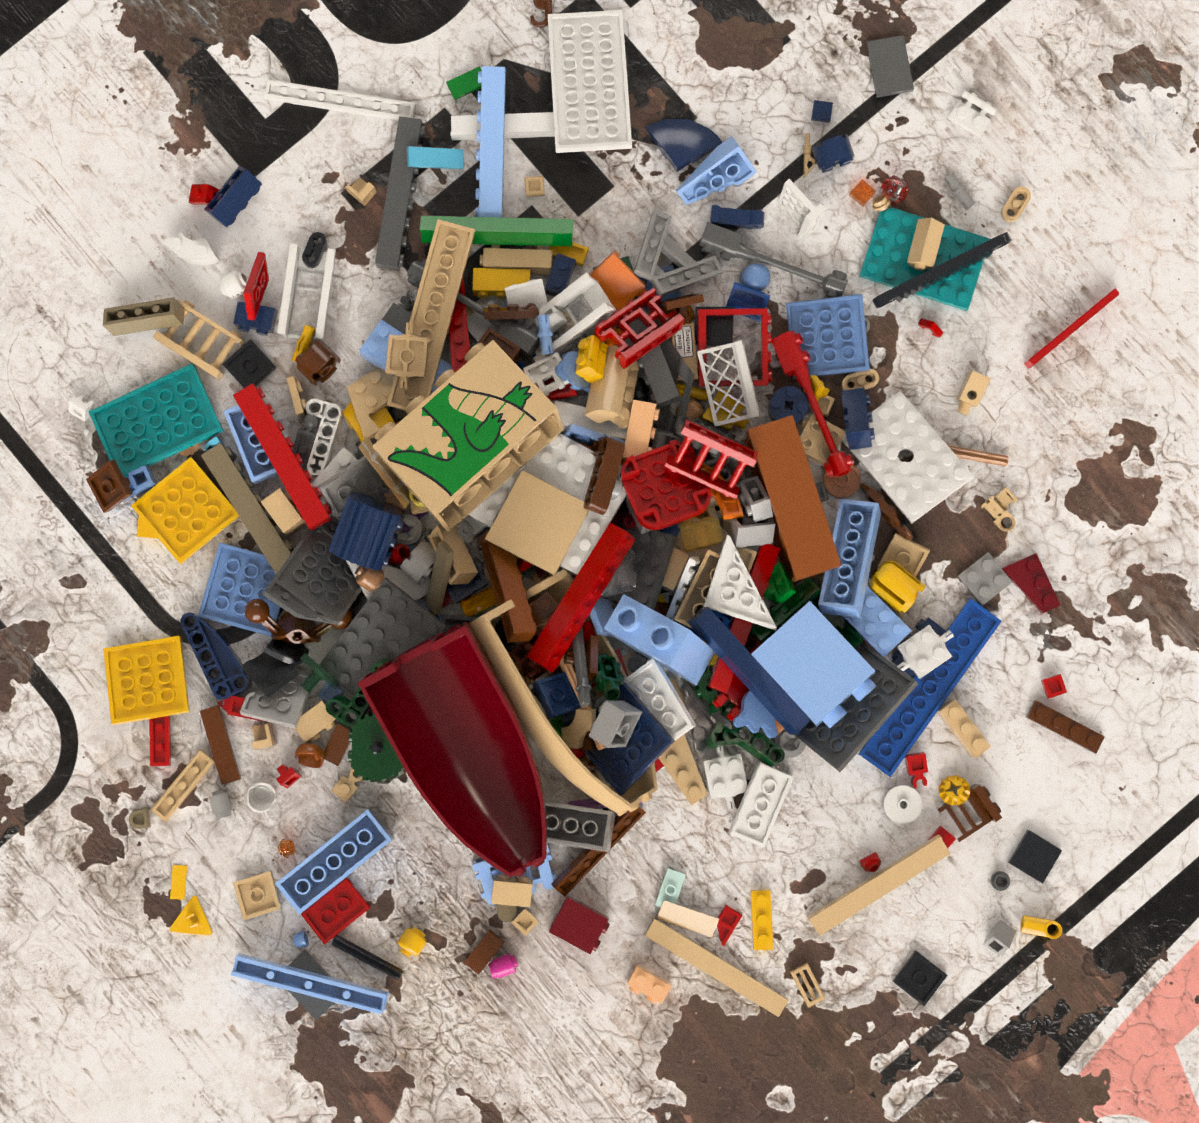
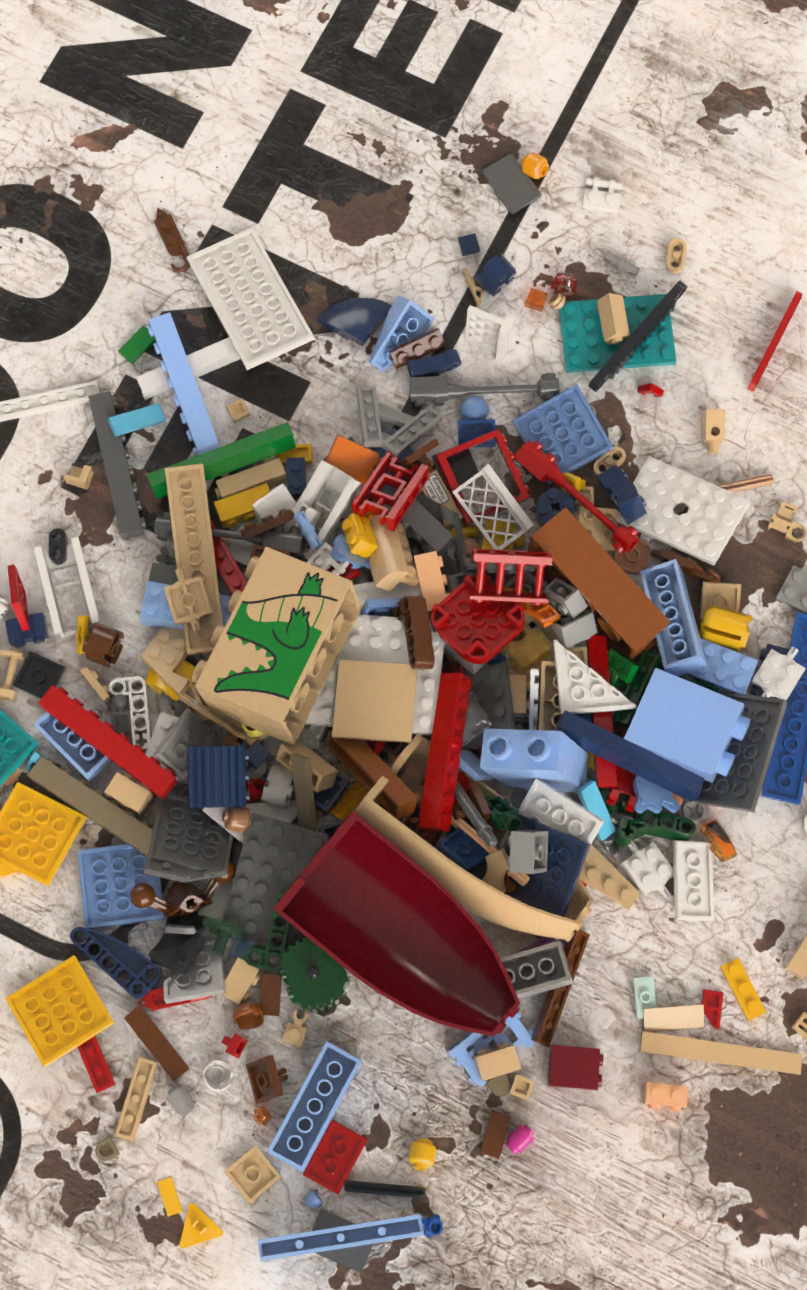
camera: 25 degrees left, 10 degrees down
(245, 645) = (142, 937): none -> clear head
(263, 736) = (195, 1017): tan panel -> none
(301, 818) = (265, 1079): none -> reddish brown tile
(396, 1011) = (436, 1228): none -> blue plate
(414, 524) = (258, 754): none -> dark blue tile
(699, 705) = (593, 802): none -> medium azure tile
(727, 194) = (417, 348): none -> plate
(801, 778) = (721, 844): none -> slope
(920, 57) = (534, 165): none -> light orange head

